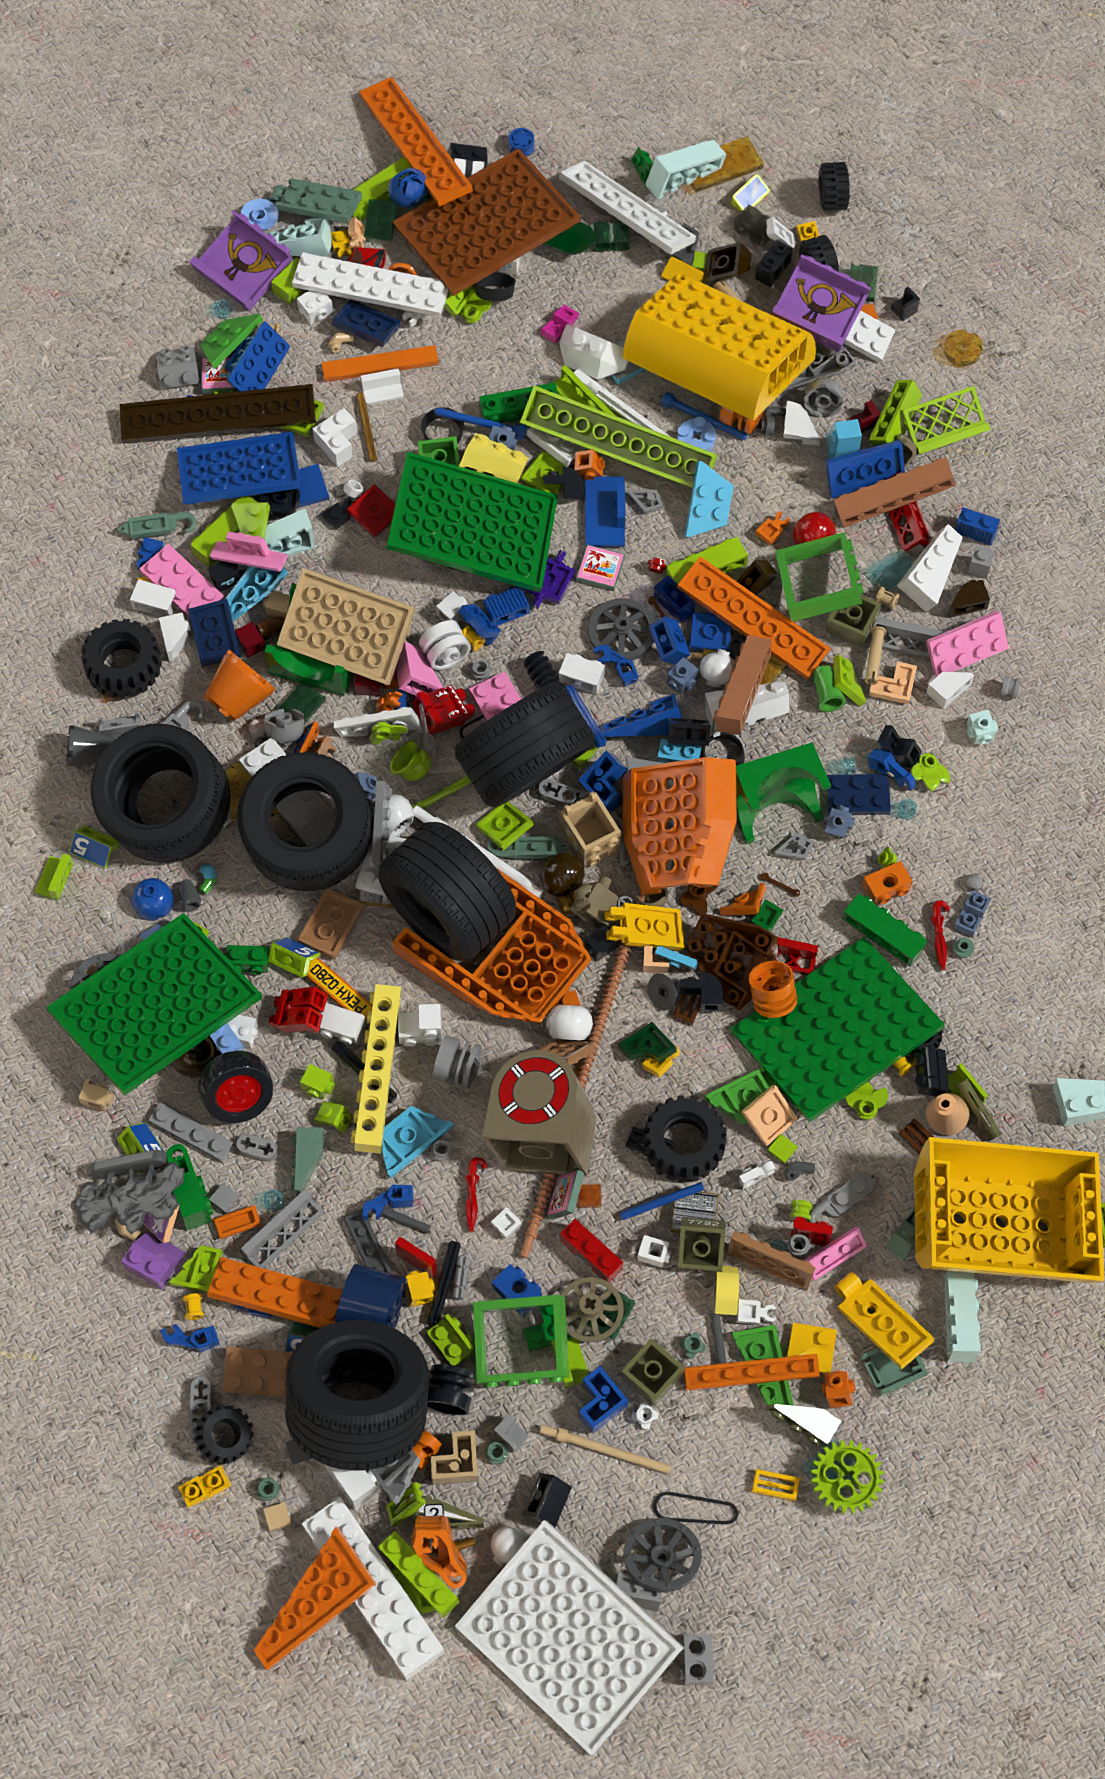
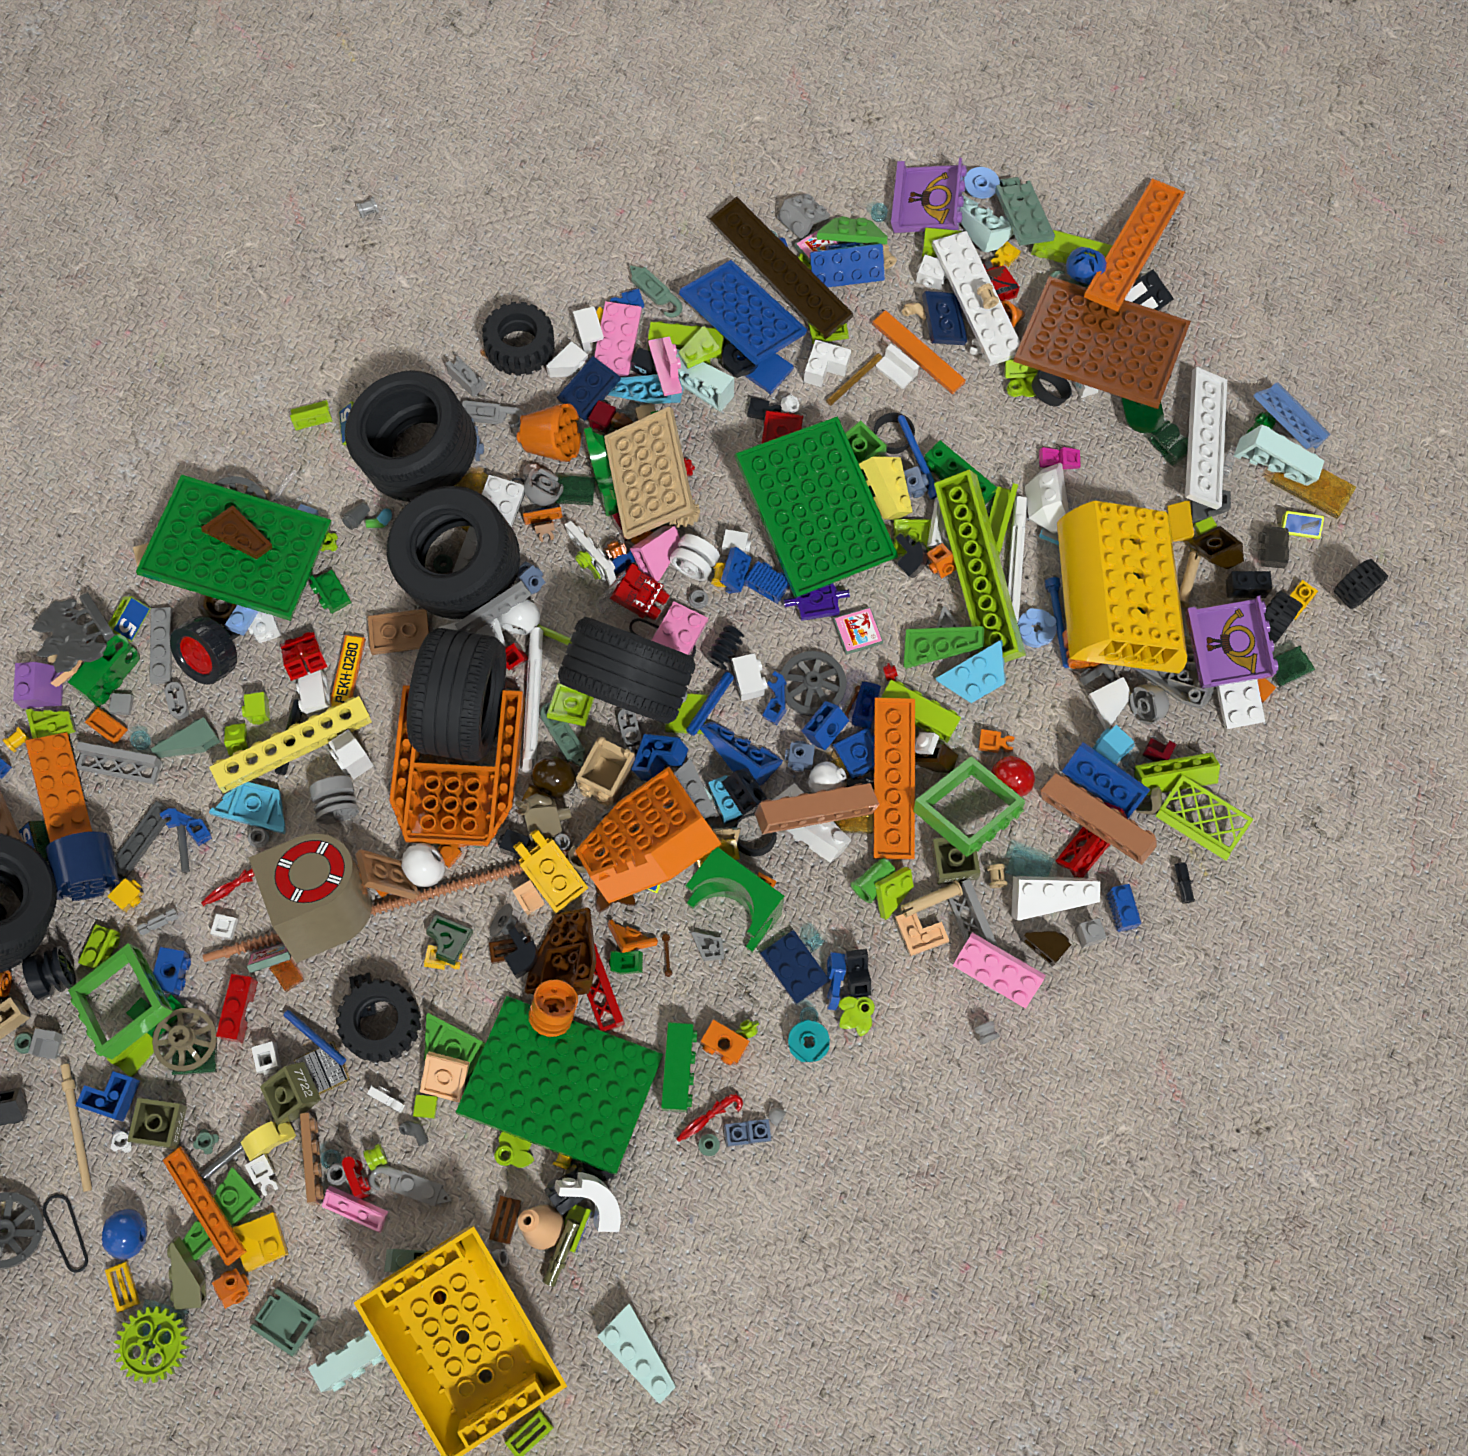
camera: 55 degrees right, 5 degrees up
(85, 745) = (428, 359): dark grey cone -> none
(147, 988) = (238, 533): none -> reddish brown wing
(152, 899) = (336, 492): blue cylinder -> none
(292, 956) = (352, 621): lime panel -> none
(356, 232) = (1022, 259): light nougat plate -> none
(379, 220) = (1045, 265): clear green plate -> none
(381, 273) = (987, 295): none -> tan bush
(410, 762) = (574, 600): lime helmet -> none
(415, 1257) = (147, 876): red tile -> none
(443, 1283) = (145, 911): black axle -> none
(521, 140) = (1204, 323): blue wheel -> none
(605, 512) = (911, 602): blue bracket -> none
(655, 135) = (1292, 416): none -> medium blue fence
(659, 514) = (940, 643): none -> bright green wing
(676, 959) = (537, 913): medium azure plate -> none
(733, 1452) = (124, 1234): none -> blue piece
(741, 574) = (925, 743): none -> white plate
(777, 231) = (1280, 571): white plate -> none
(833, 826) = (753, 966): sand blue brick -> none
(889, 1326) = (310, 1294): yellow hinge -> none
(906, 305) = (1295, 715): black panel -> none
(921, 827) = (796, 1041): none -> teal plate
(948, 686) = (949, 979): white slope -> none
(958, 1048) = (606, 1207): none -> white arch
(963, 357) = (1303, 786): clear yellow plate -> none
(981, 727) = (934, 1029): light aqua brick -> none
(985, 472) = (1184, 883): none -> black axle

